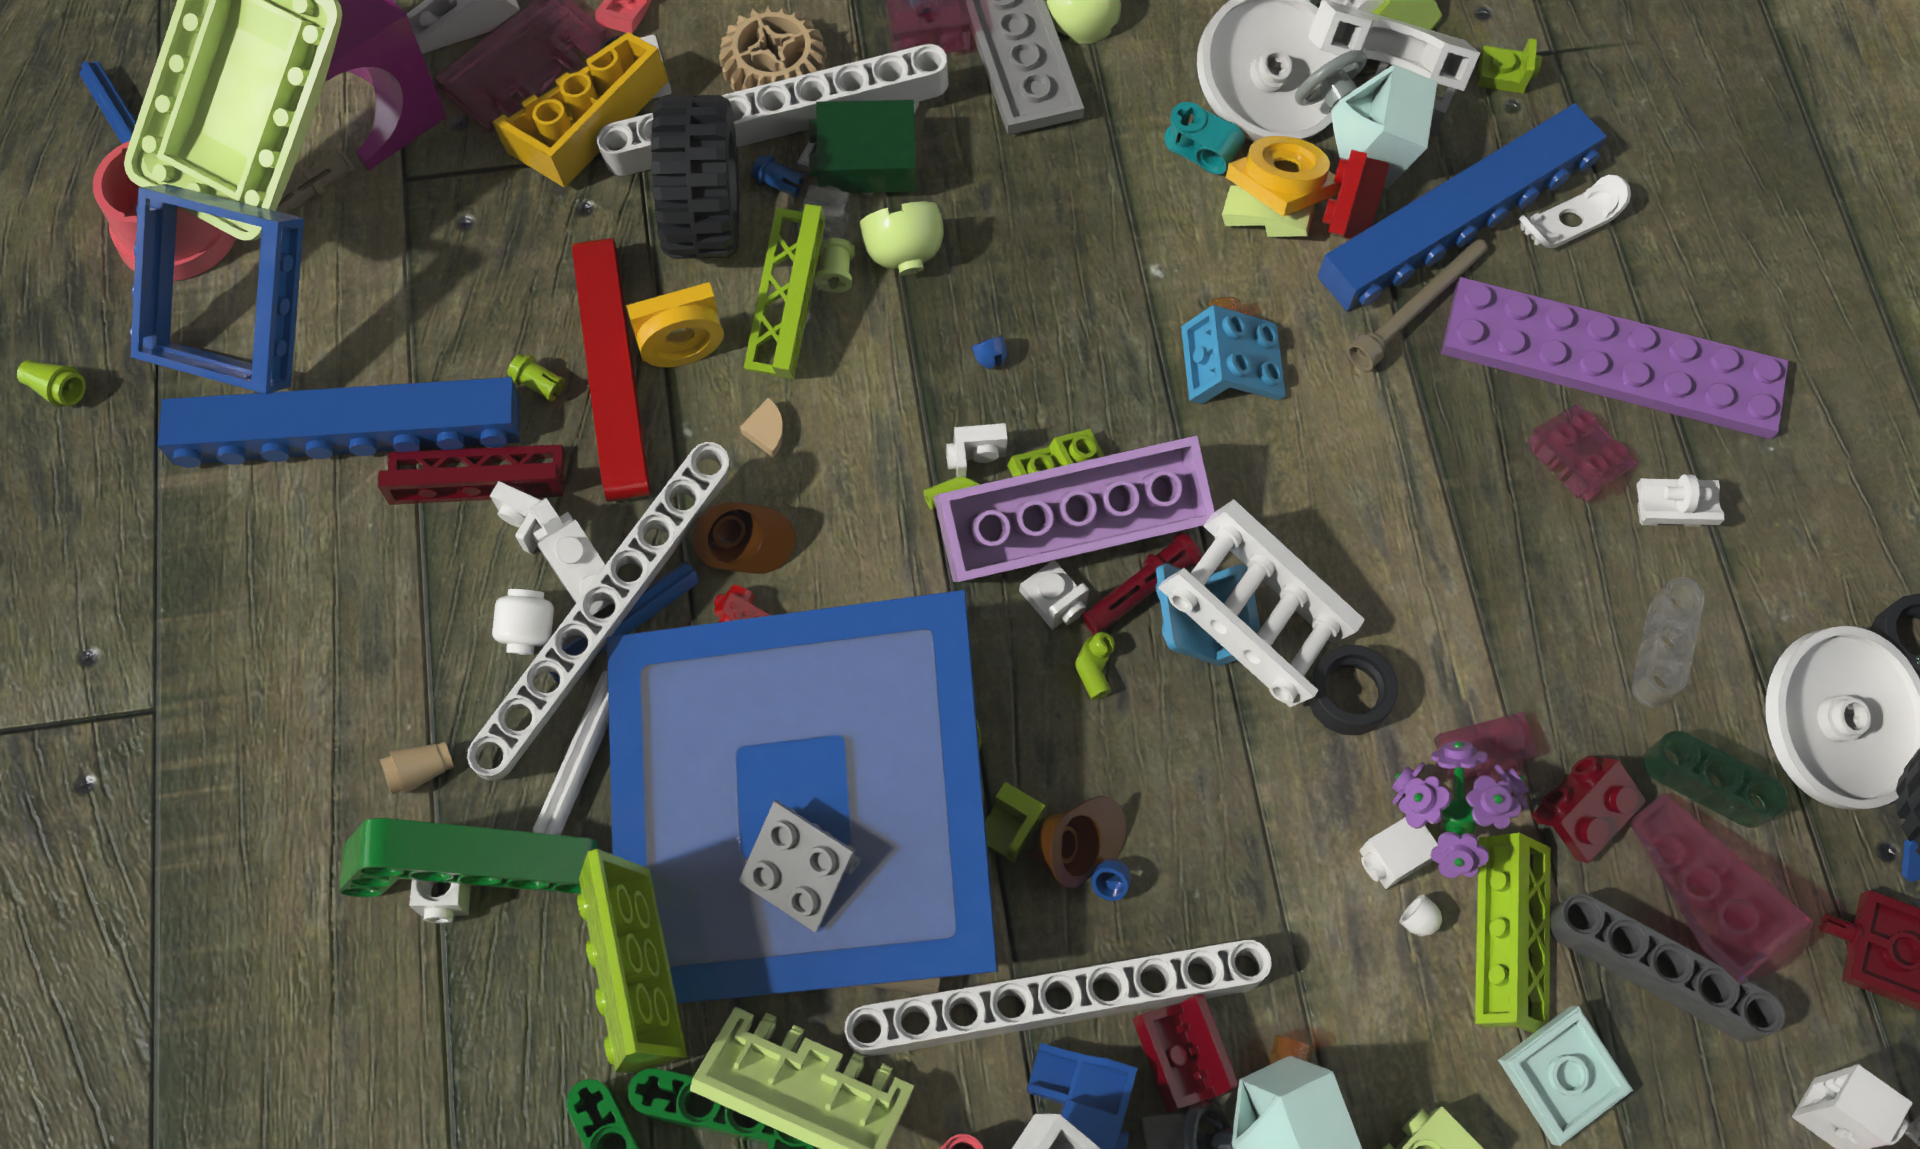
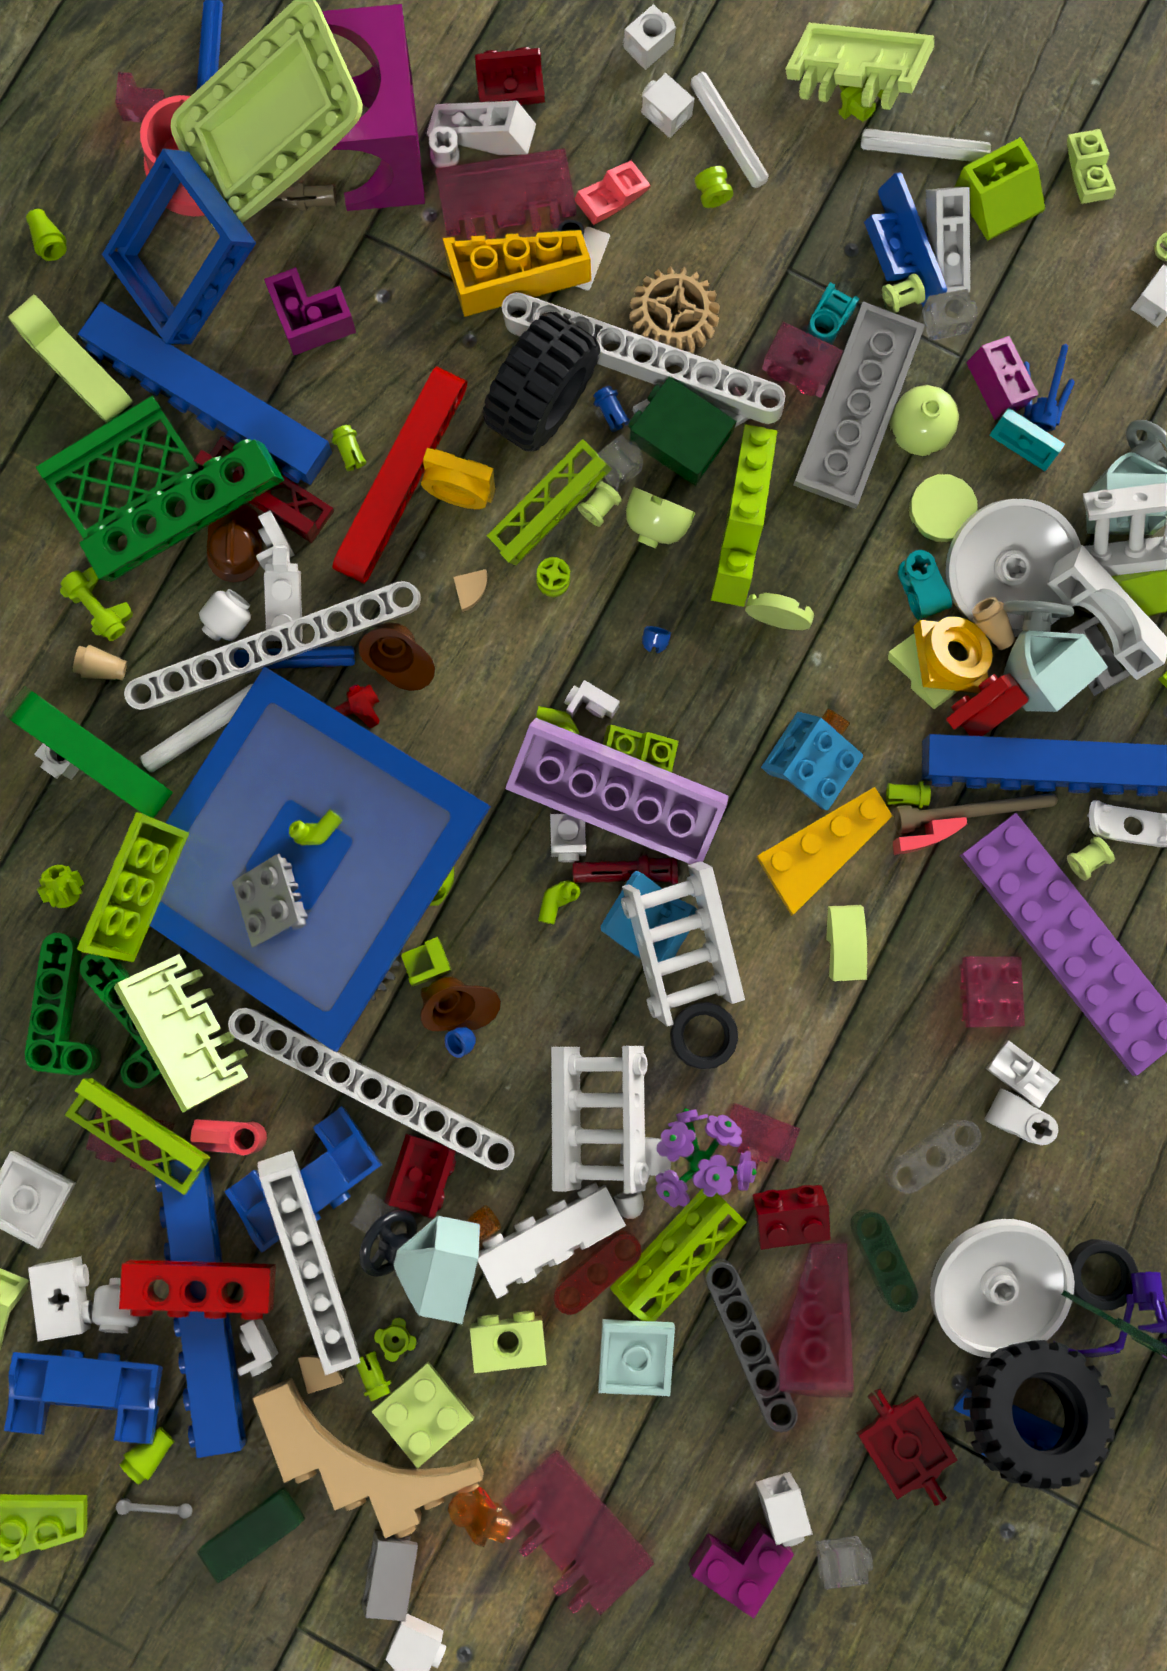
camera: 30 degrees right, 15 degrees up
(71, 204) = (133, 101): none -> clear pink panel
(162, 483) = (69, 359): none -> yellowish green beam
(259, 537) = (109, 439): none -> green fence
(393, 718) = (107, 621): none -> lime piece
(401, 282) = (312, 319): none -> magenta brick
(404, 566) = (102, 541): none -> green brick
(432, 48) = (443, 147): none -> white bush
(479, 548) = (234, 545): none -> reddish brown piece
(541, 1034) = (60, 886): none -> lime gear
(797, 757) = (315, 832): none -> lime arm
(843, 350) = (553, 569): none -> lime wheel
(993, 184) = (745, 516): none -> lime arch
(1092, 241) = (779, 611): none -> yellowish green tile
(1162, 66) = (941, 506): none -> yellowish green tile
(1294, 119) = (994, 622): none -> tan cone
(1305, 889) = (566, 1128): none -> white fence
(1309, 441) = (818, 851): none -> yellow wing
(1358, 321) = (908, 794): none -> lime pin
(1377, 1010) = (550, 1238): none -> white wedge
(1401, 347) = (935, 832): none -> coral slope
(1418, 504) = (848, 942): none -> yellowish green slope
(1465, 996) = (591, 1289): none -> clear red beam
(1561, 270) = (1090, 858): none -> yellowish green bush
(1716, 545) = (1017, 1117): none -> white piece

